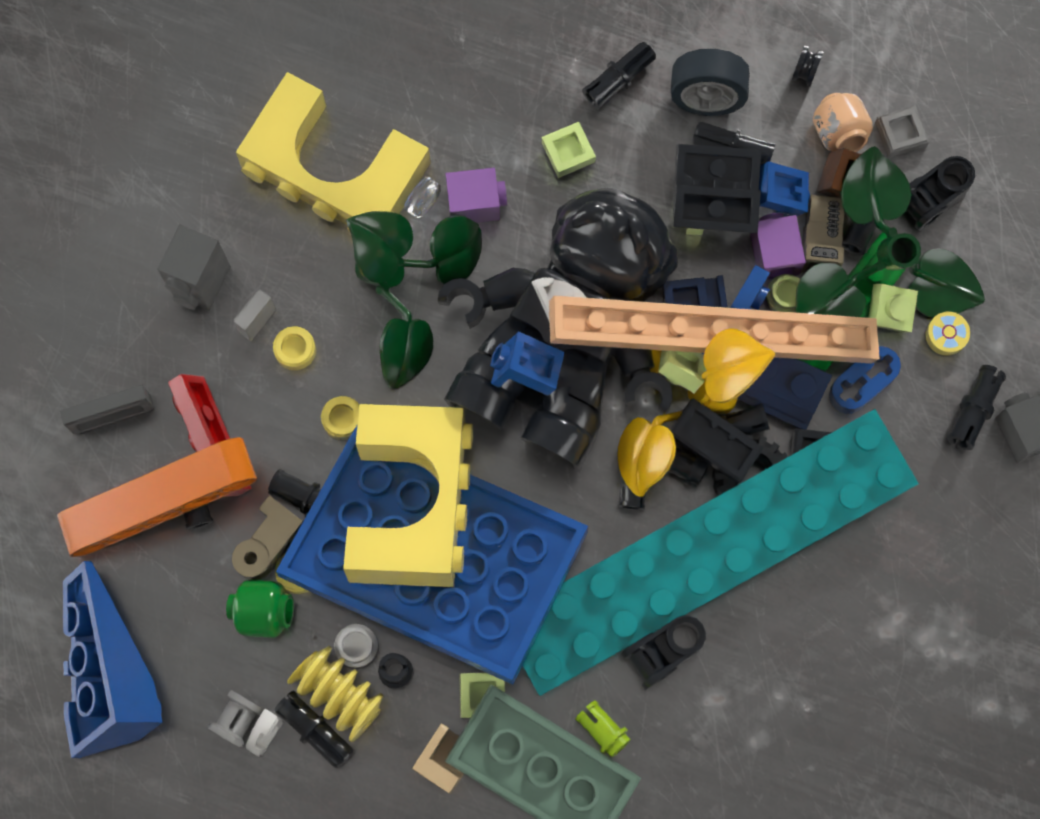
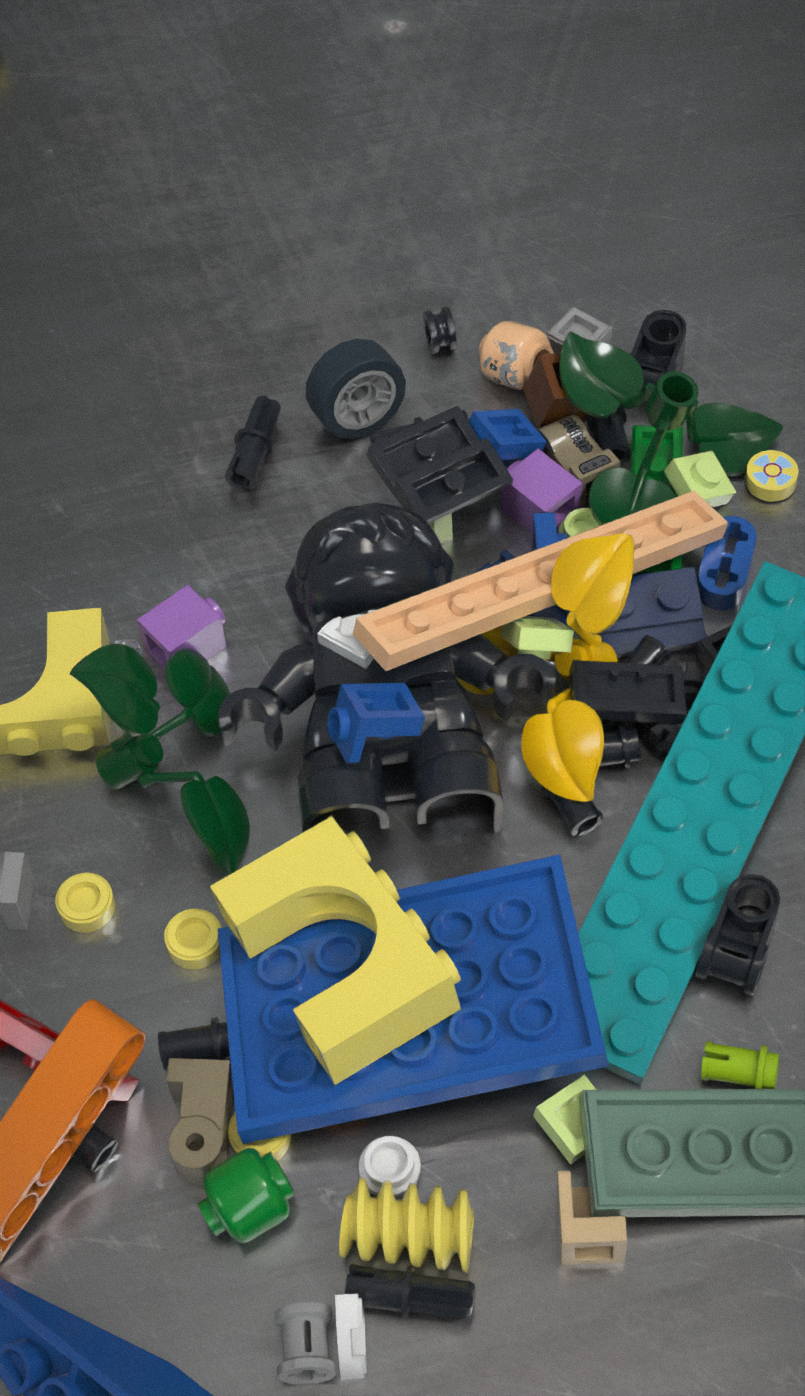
camera: 30 degrees left, 20 degrees down
(399, 680) = (456, 1157): black pin -> none
(568, 149) = (252, 535): yellowish green plate -> none

